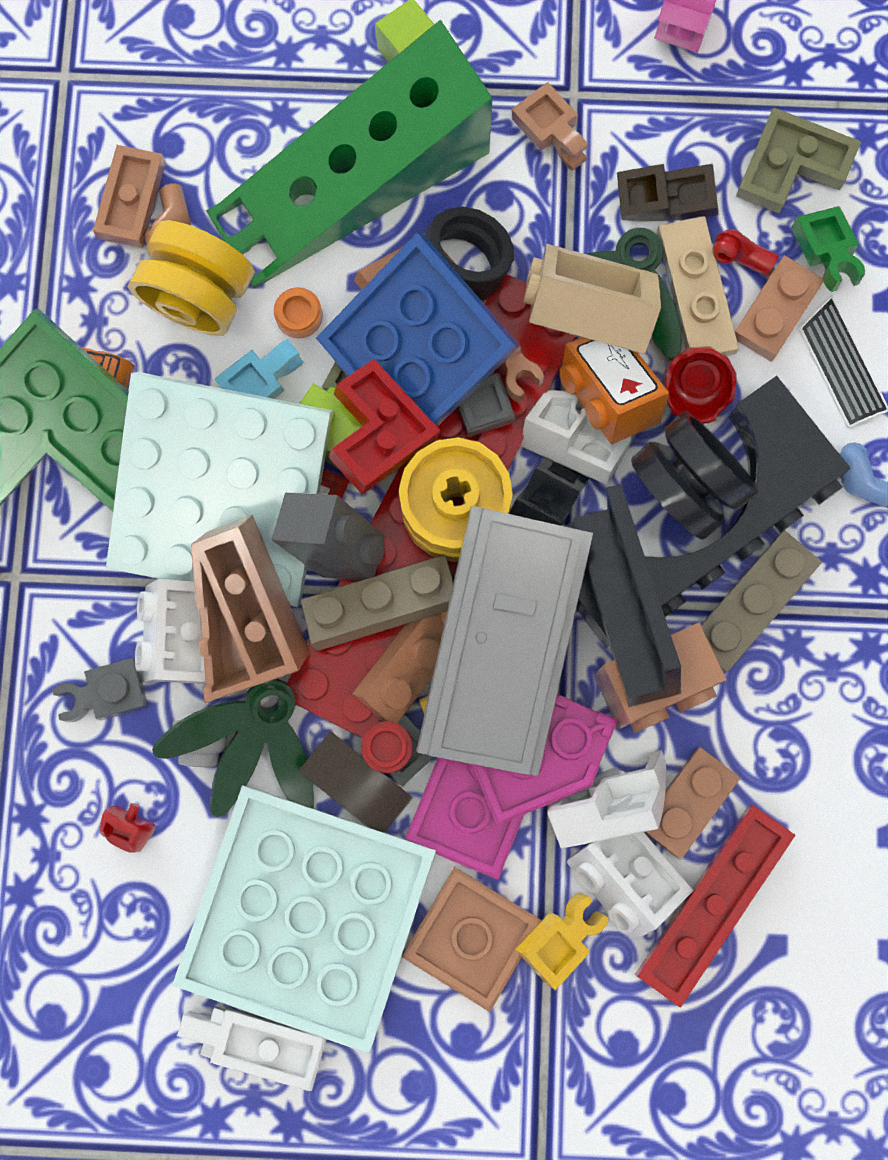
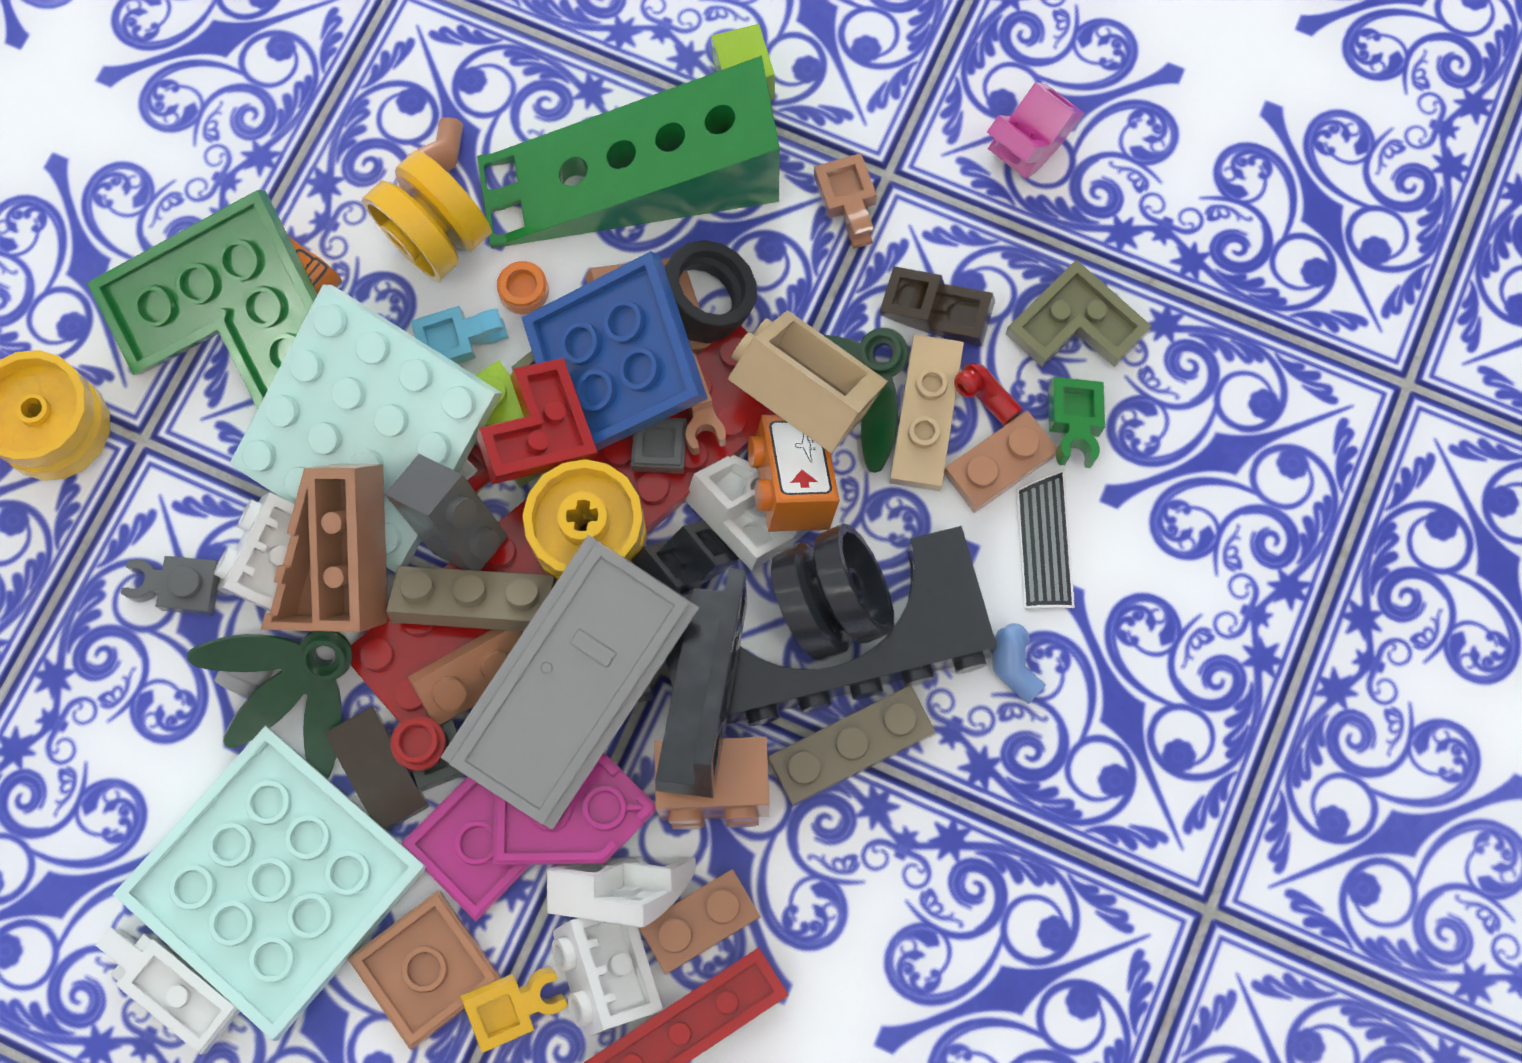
camera: 20 degrees right, 5 degrees down
(125, 829) = (137, 723): red piece -> none
(129, 196) = (408, 114): nougat plate -> none
(700, 383) = (883, 505): red hair -> none

